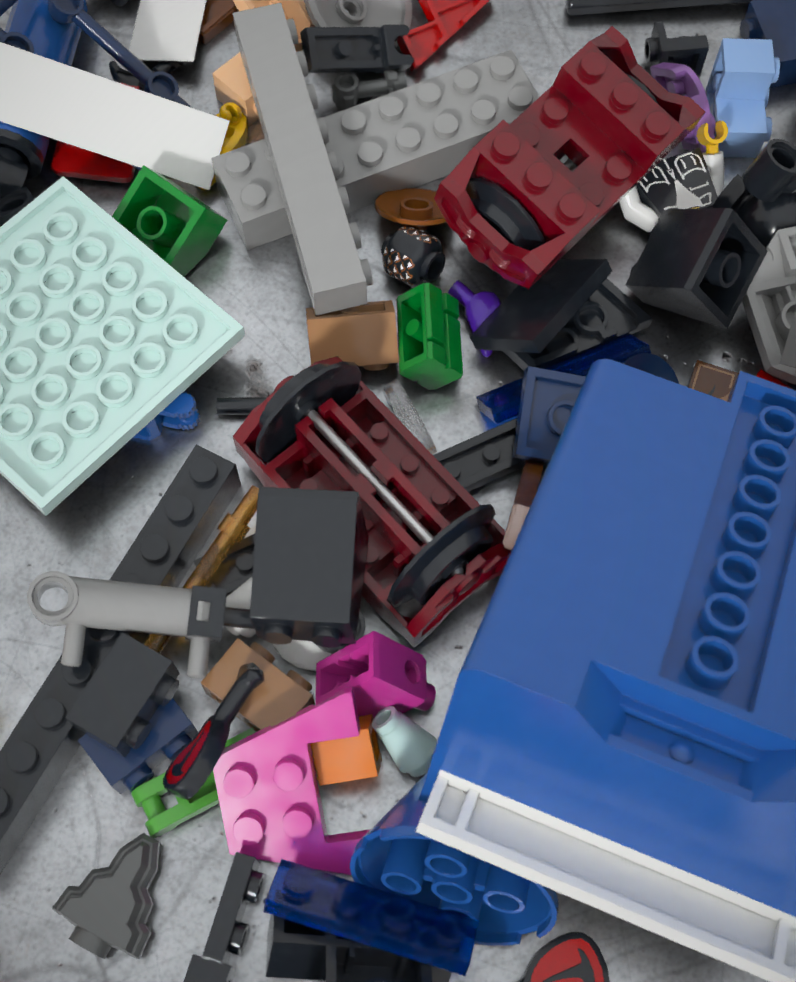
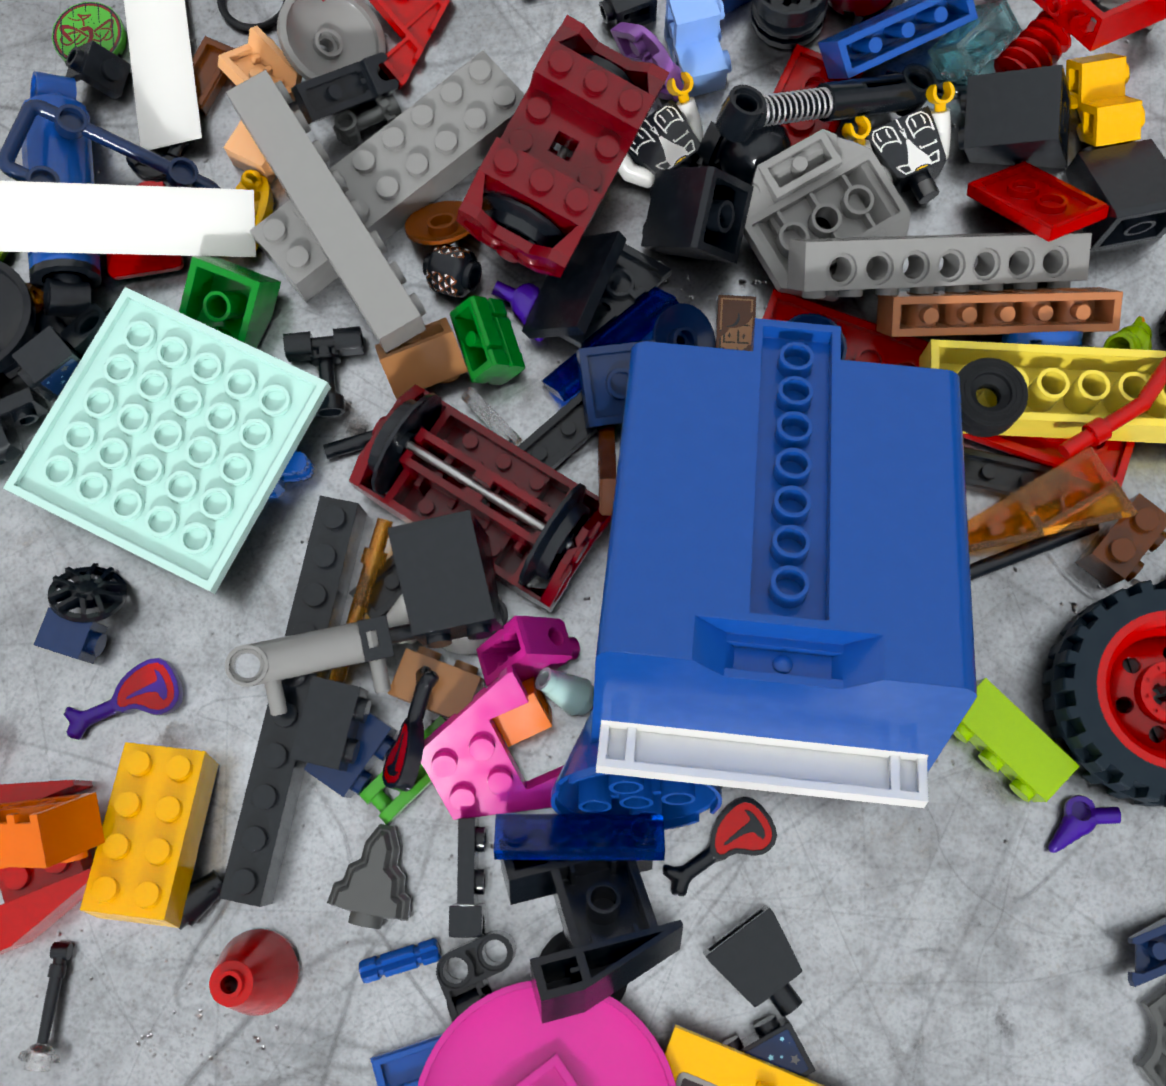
camera: 10 degrees left, 10 degrees up
(249, 306) = (325, 354): none -> black bar

